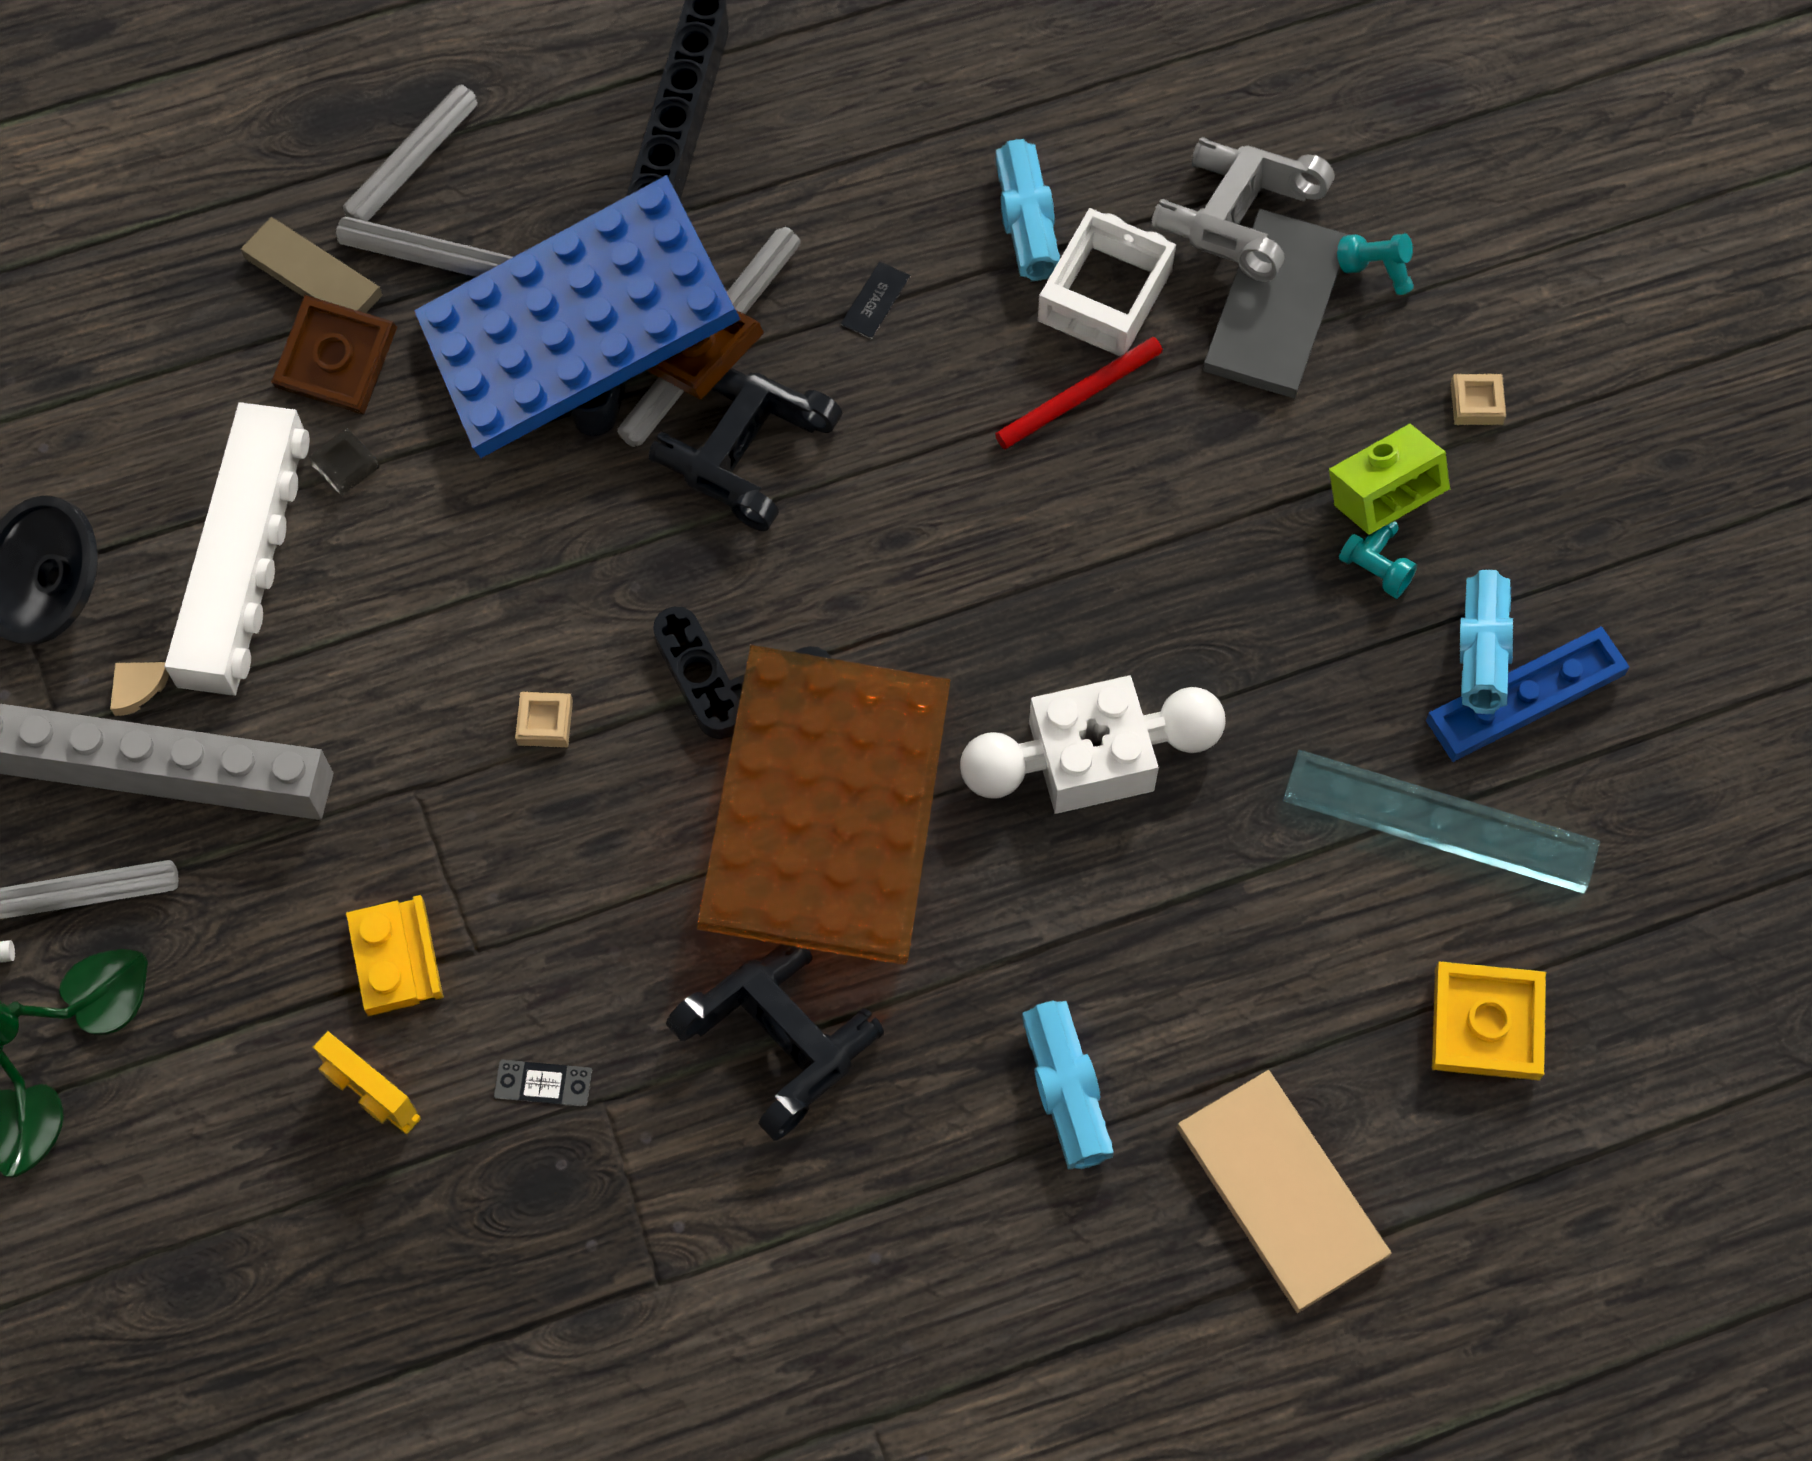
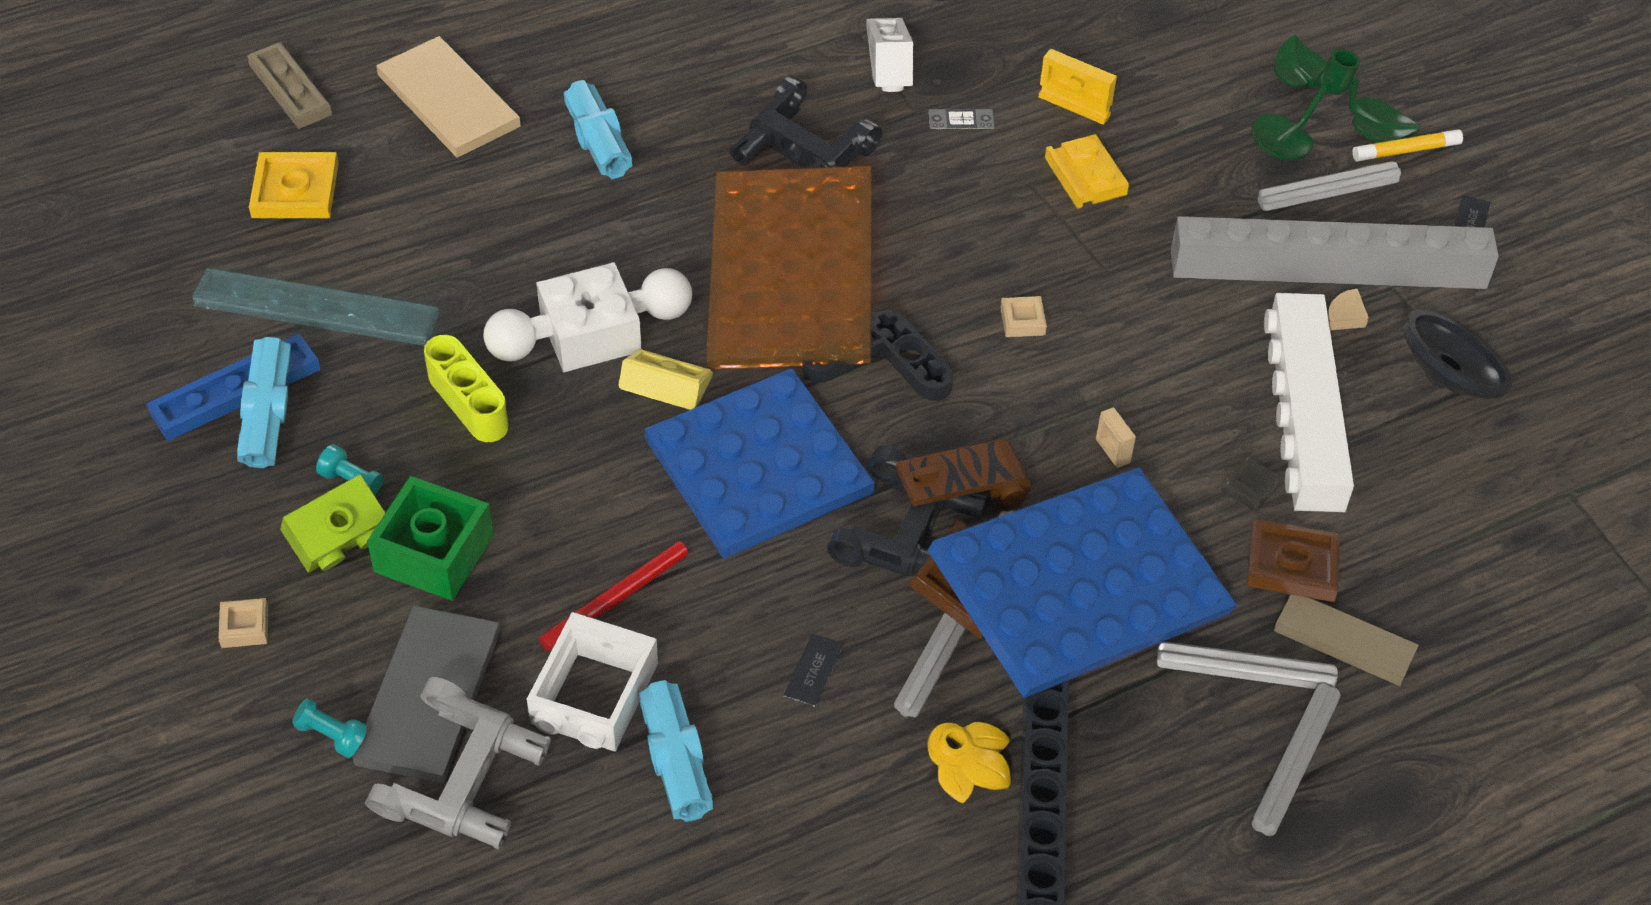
camera: 170 degrees right, 15 degrees down
(484, 517) = (1115, 437): none -> tan tile
(621, 1209) = (890, 53): none -> white slope
(669, 465) = (966, 471): none -> reddish brown door
(735, 184) = (975, 760): none -> yellow plate
(903, 544) = (758, 462): none -> blue plate
(999, 671) = (664, 379): none -> light yellow slope
(1246, 636) = (466, 388): none -> neon yellow beam
(1279, 445) = (431, 538): none -> green brick
(1518, 1240) = (289, 85): none -> dark tan tile

